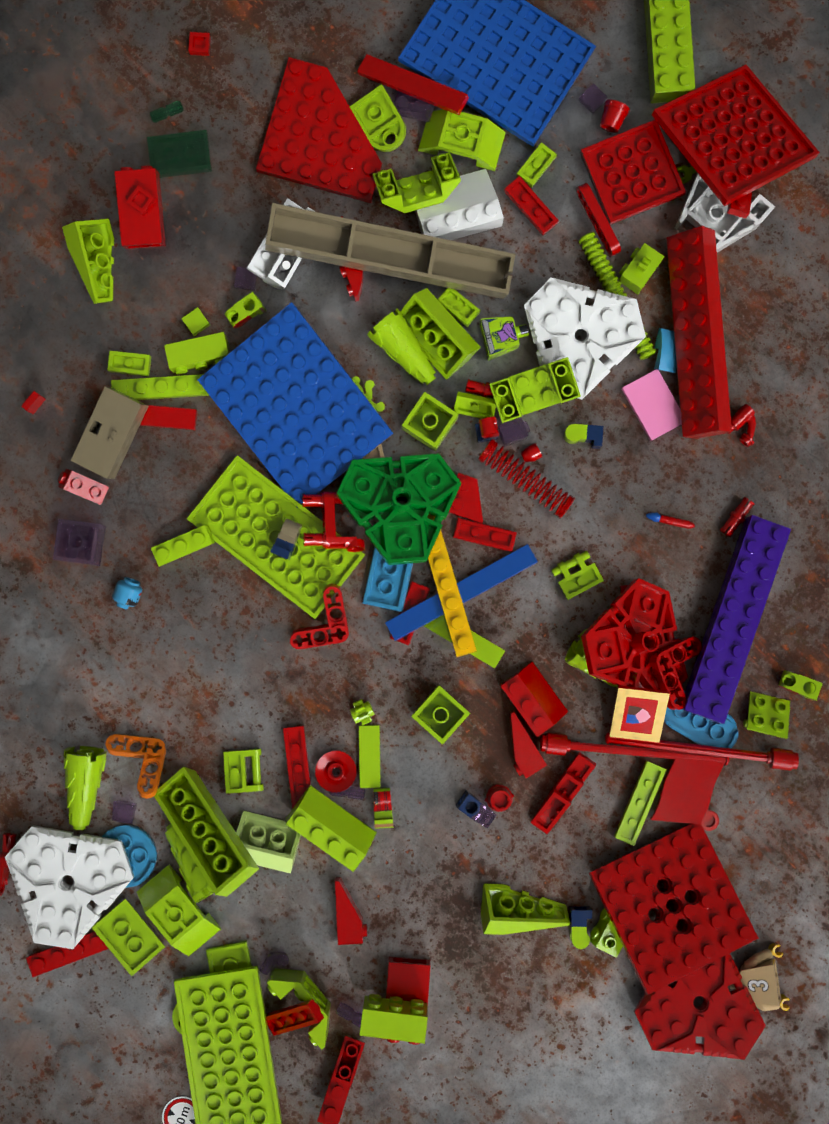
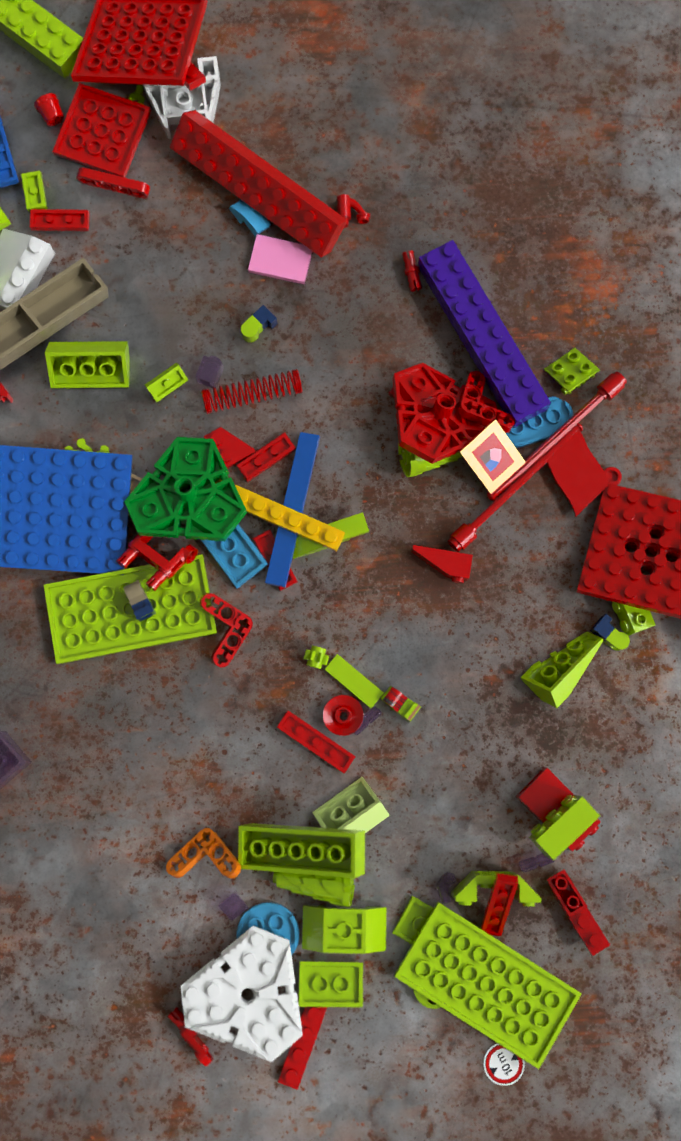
camera: 55 degrees left, 5 degrees down
(82, 781) = (182, 917): lime cone -> none
(127, 593) = (70, 757): dark azure head -> none
(182, 545) = (73, 684): lime plate -> none
(236, 771) = (278, 791): lime plate -> none
(331, 828) = (381, 754): lime slope -> none
(349, 919) = (464, 802): red slope -> none
(402, 346) = (70, 395): lime cone -> none
(430, 421) = (148, 423): lime brick -> none
(440, 714) = (368, 600): lime brick -> none
(459, 306) = (84, 331): lime plate -> none
(475, 809) = (460, 635): leg -> none
(479, 388) = (162, 364): red pin -> none
(487, 429) = (191, 388): red leg -> none
(499, 797) = (467, 612): red piece -> none
(501, 335) = (132, 320): torso -> none
(531, 453) = (237, 372): red hose -> none
(534, 699) = (416, 525): red slope -> none
(535, 389) = (193, 327): lime slope -> none
(563, 793) = (503, 562): red slope -> none
(580, 581) = (360, 416): lime plate -> none
(593, 98) = (24, 113): clear purple tile -> none
(610, 282) = (179, 216): lime piece -> none
(610, 324) = (194, 237): white plate -> none
(640, 803) = (557, 513): lime plate -> none
(641, 268) = (175, 184): lime brick -> none
(656, 517) = (372, 319): red piece -> none
(800, 685) = (569, 329): lime leg -> none

